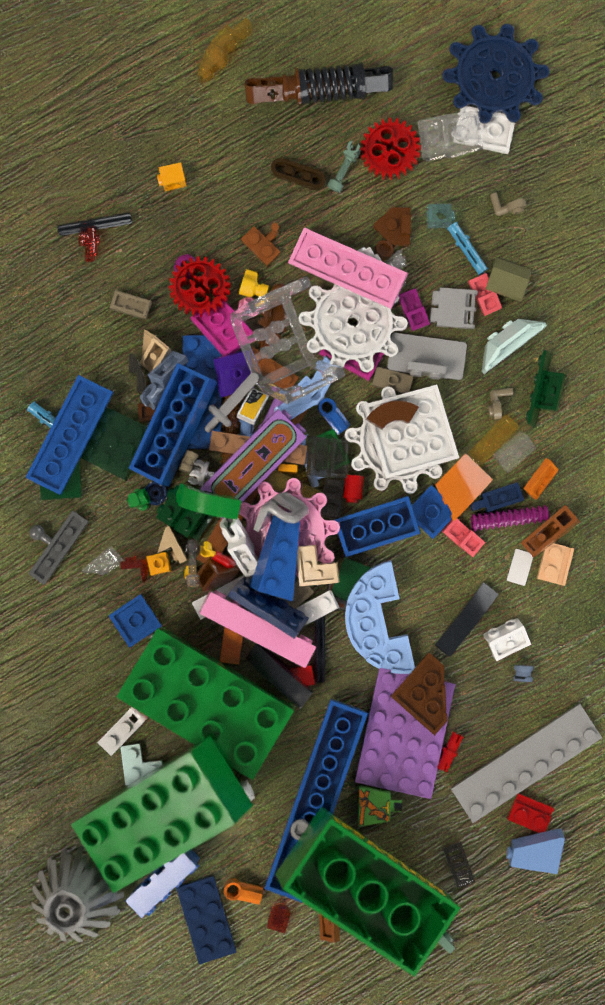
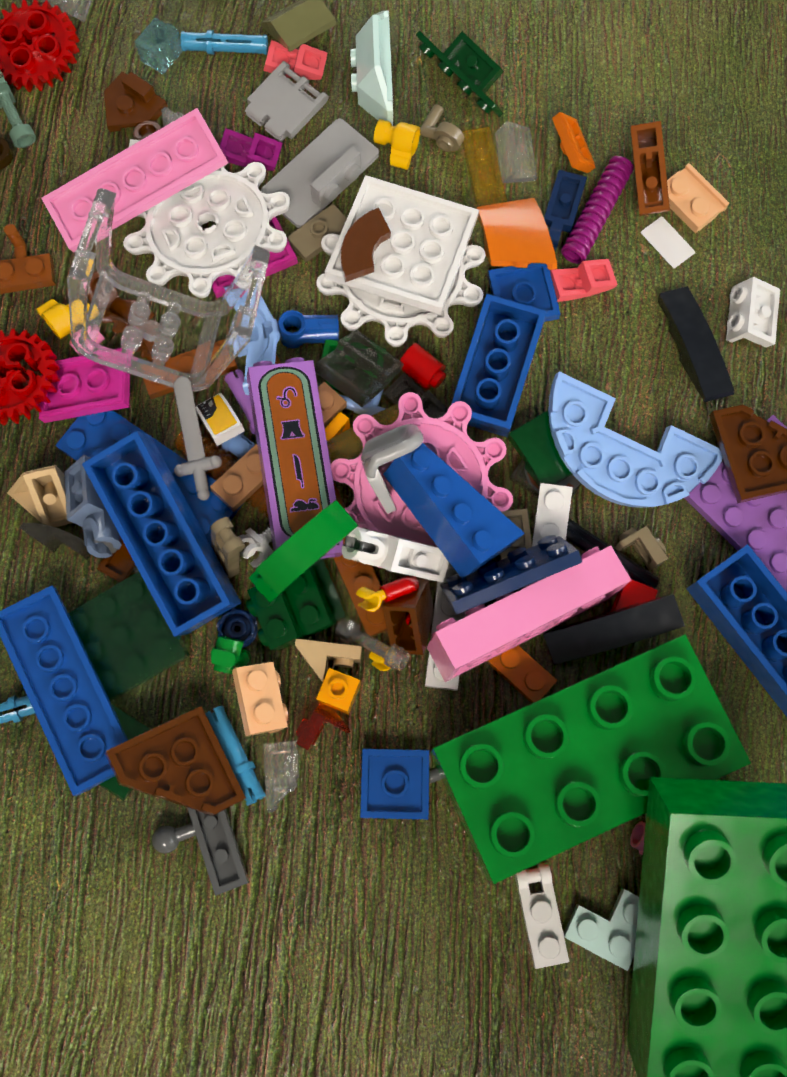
camera: 55 degrees left, 10 degrees down
(72, 515) = (179, 764): none -> reddish brown plate
(96, 536) = (235, 755): none -> dark azure pin
(129, 529) = (260, 698): none -> light nougat bracket
(231, 372) = (152, 409): dark purple plate -> none
(313, 573) = (502, 482): tan plate -> none
(337, 667) = (648, 548): none -> dark tan bracket
(477, 386) = (403, 140): none -> yellow piece

